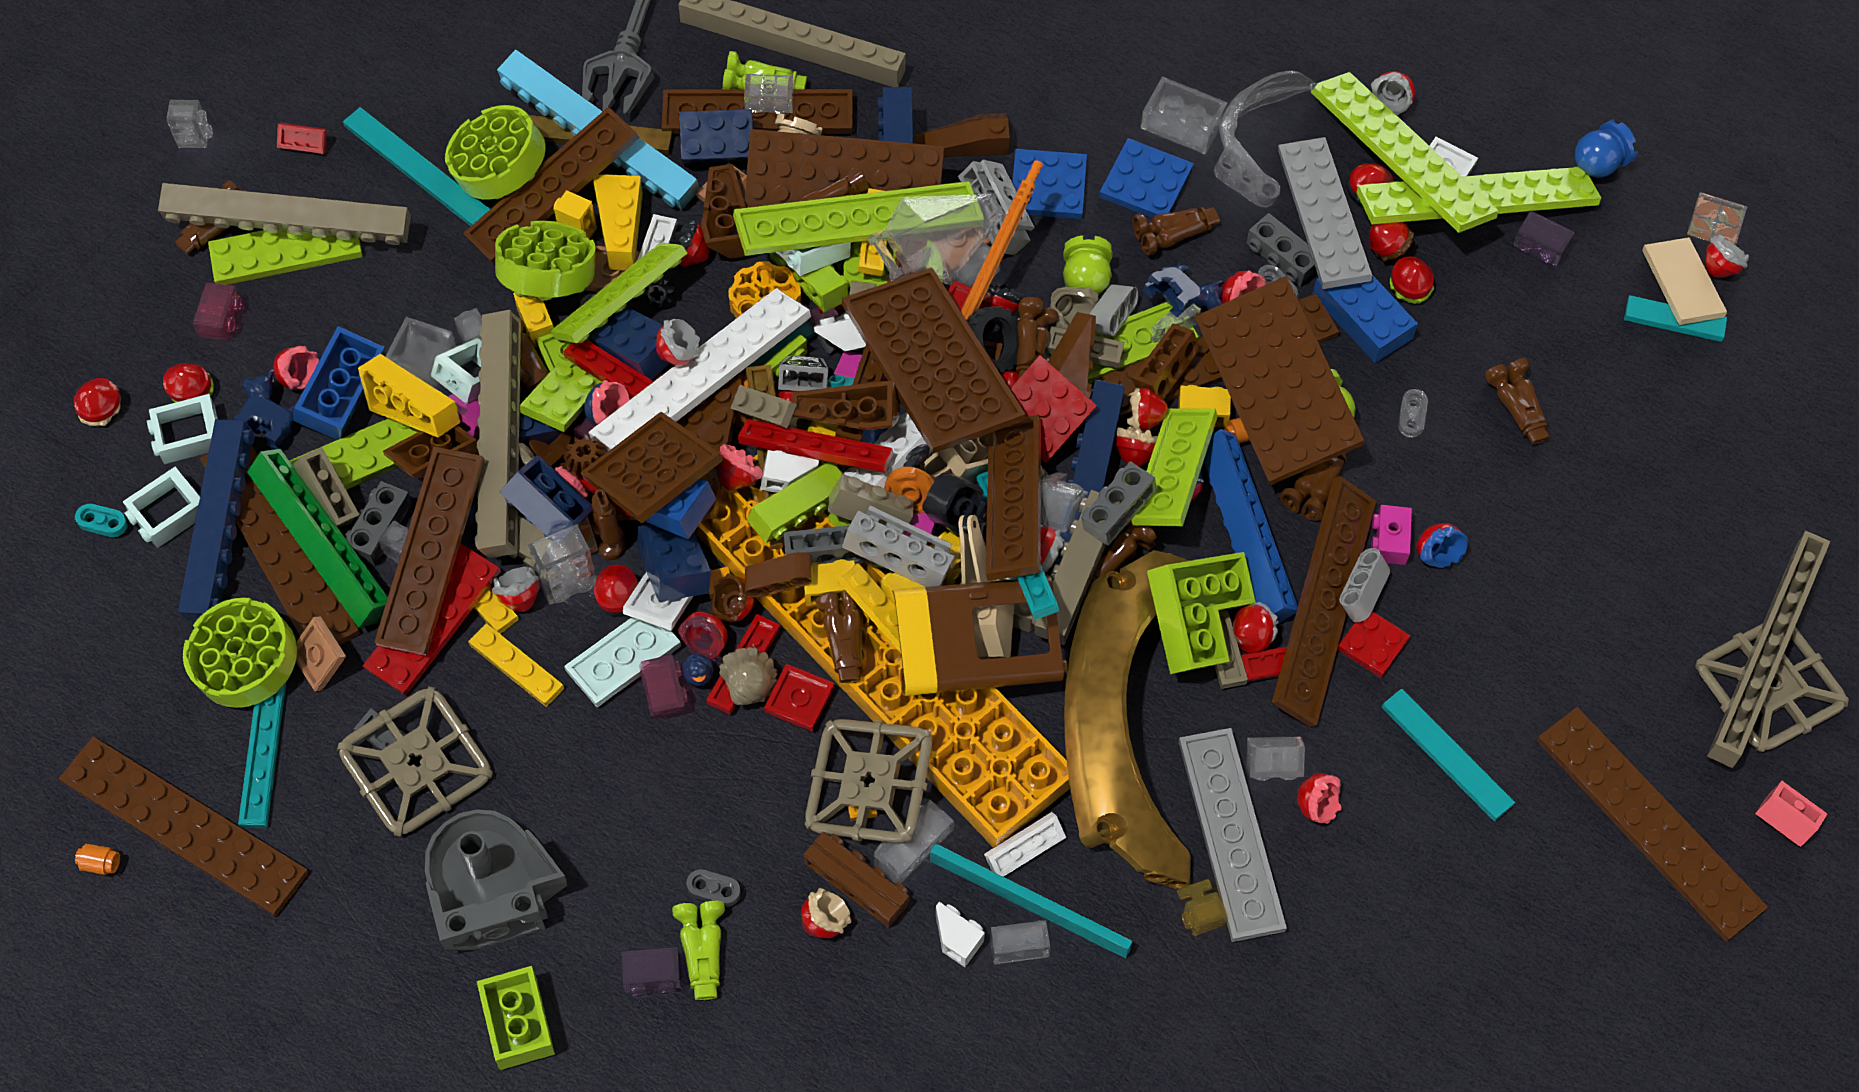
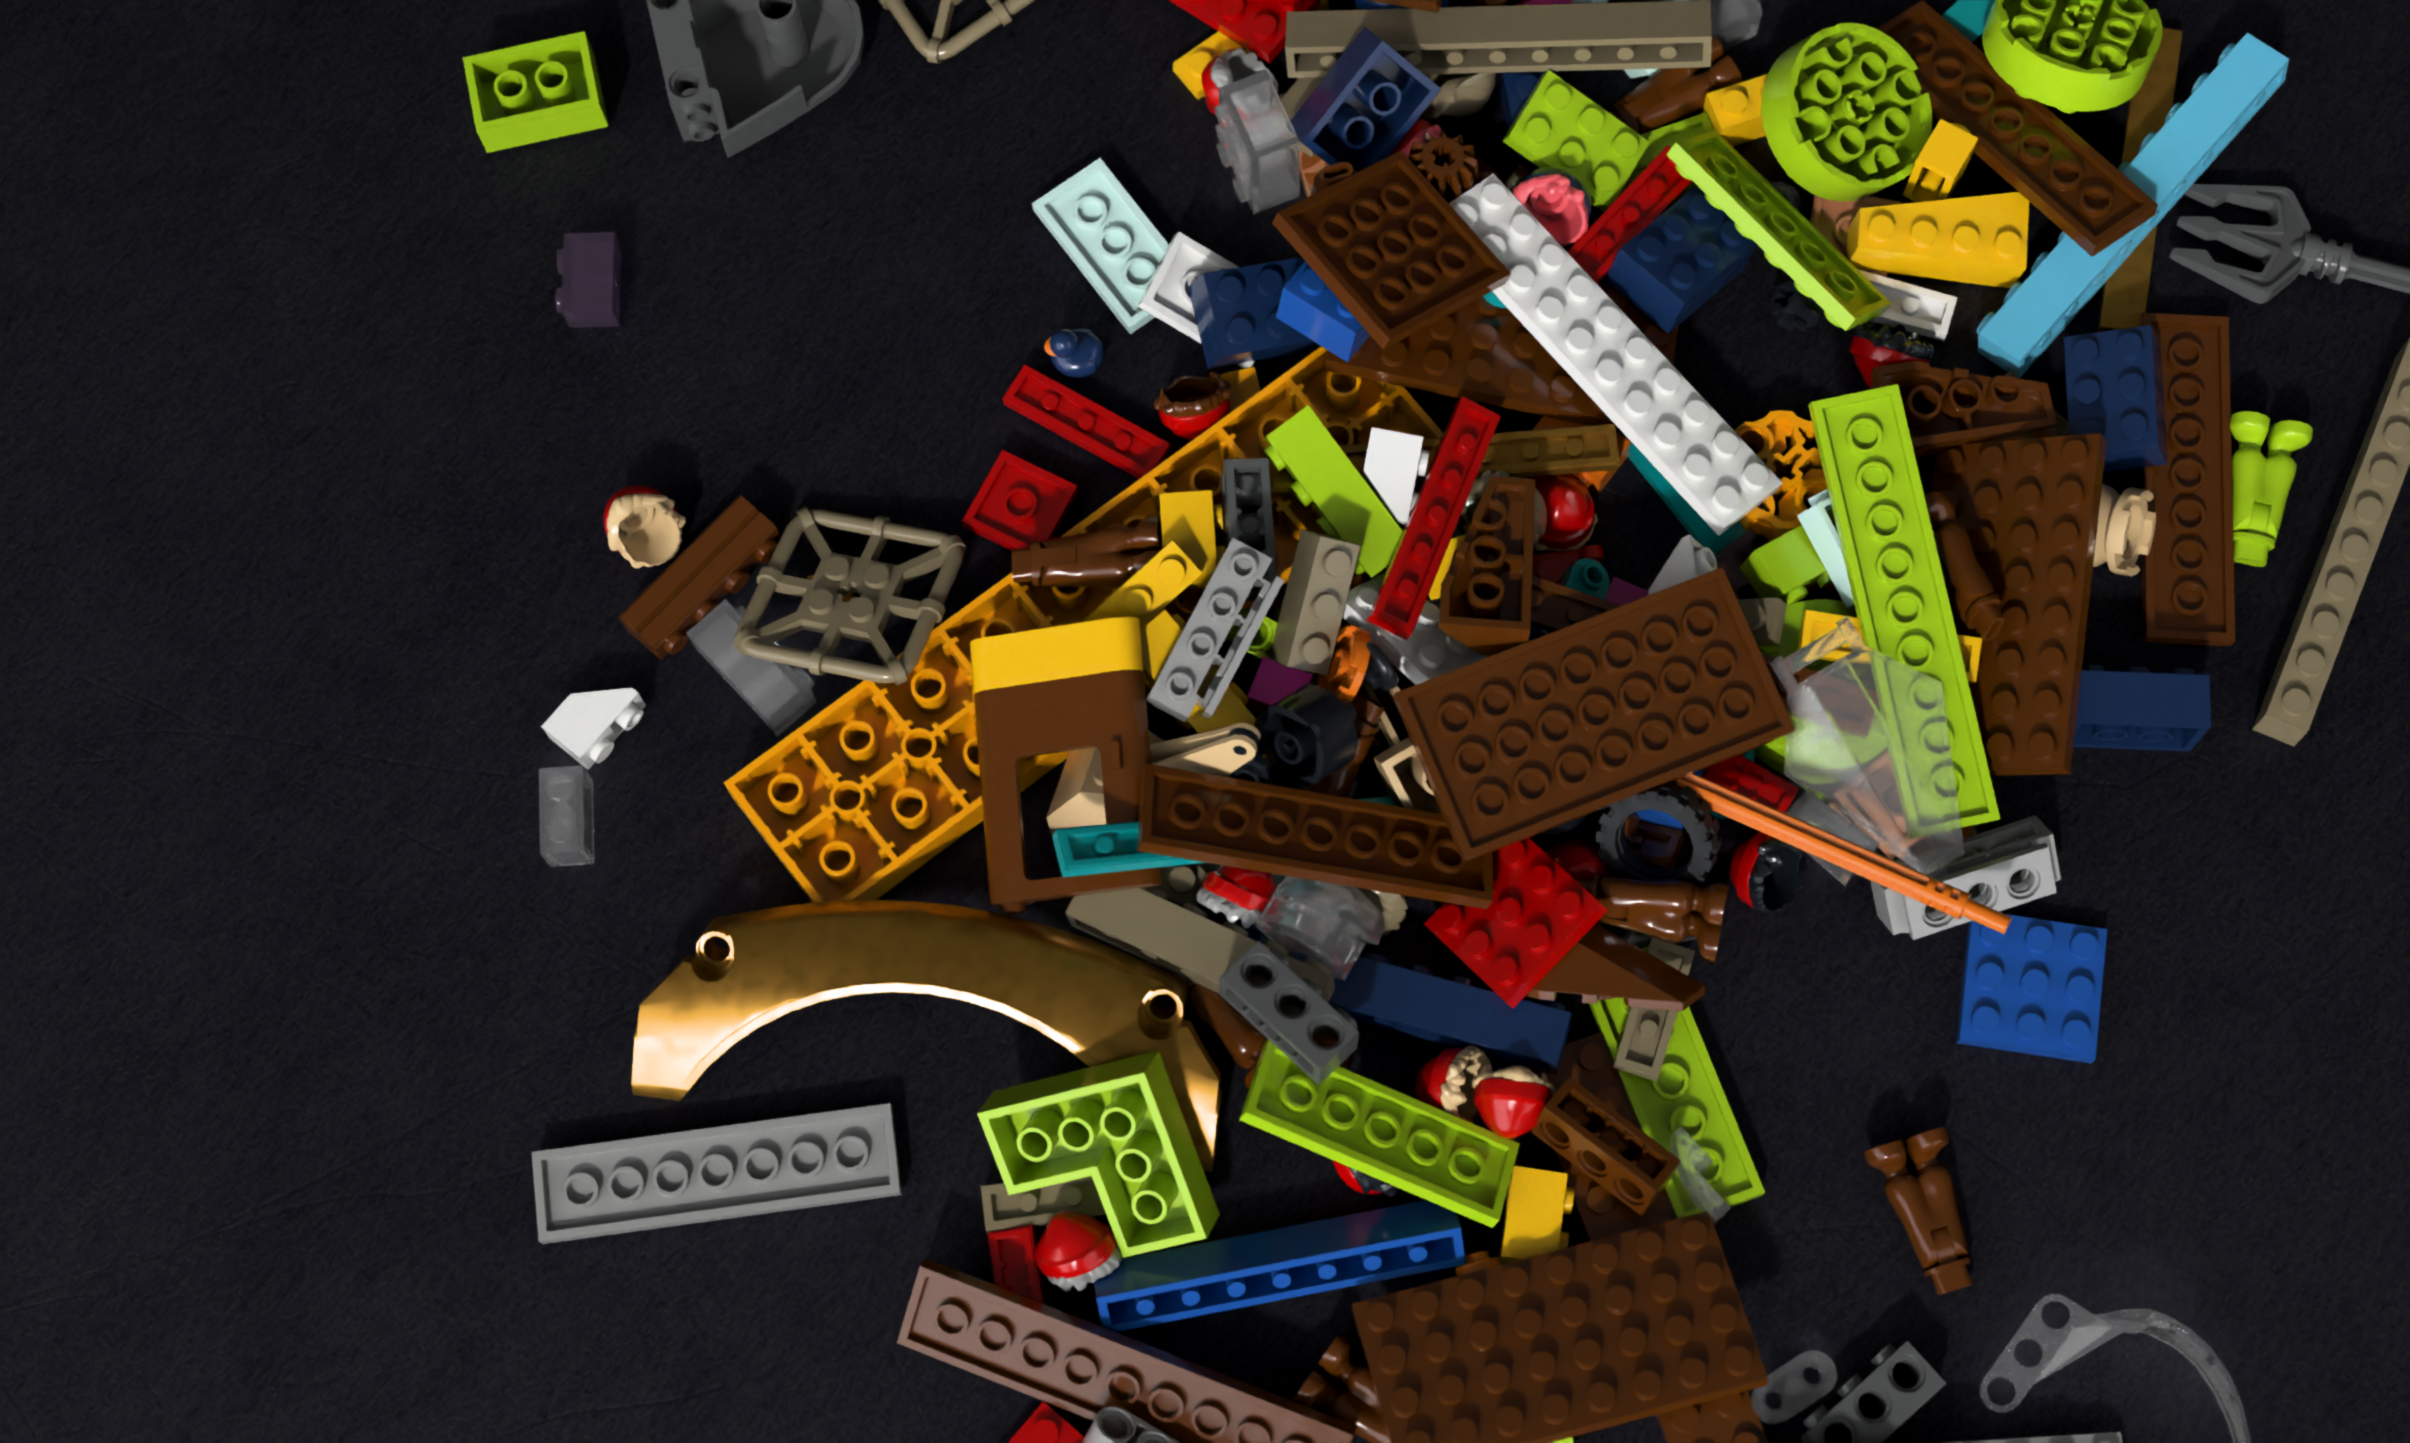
camera: 100 degrees right, 10 degrees up
(516, 665) = (1115, 95): yellow plate -> none
(551, 452) = (1487, 131): reddish brown plate -> none
(614, 588) = (1232, 230): red hair -> none
(662, 685) = (1049, 297): clear pink brick -> none
(677, 342) = (1651, 304): light grey hair -> none
(701, 945) = (620, 350): lime piece -> none
(704, 634) = (1138, 365): clear pink hair -> none
(715, 886) = (712, 373): dark grey plate -> none
(737, 469) = (1413, 398): hair -> none
(748, 675) = (1053, 424): dark tan hair -> none
(763, 406) = (1521, 439): dark tan plate -> none
(769, 93) = (2210, 488): clear brick -> none
(778, 574) = (1198, 454): reddish brown beam -> none
(796, 347) = (1667, 516): lime plate -> none
(802, 373) = (1610, 522): light grey torso -> none
(970, 137) = (2138, 852): reddish brown wedge -> none
(1025, 845) = (728, 838): white plate -> none
(1030, 900) = (634, 840): teal tile -> none
(1069, 301) = (1736, 999): dark tan hair -> none
(1087, 263) = (1819, 1029): lime tile -> none
(1114, 308) = (1734, 1067): light grey beam -> none
(1146, 179) = (2041, 1169): blue plate -> none
(1181, 290) = (1768, 1199): dark blue animal -> none
(1183, 115) = (2180, 1246): clear brick -> none
(1203, 912) = (584, 1111): clear yellow brick -> none
(1241, 284) = (1776, 1315): coral hair -> none
(1275, 757) = (835, 1258): clear brick -> none
(1319, 797) = (755, 1325): coral hair -> none

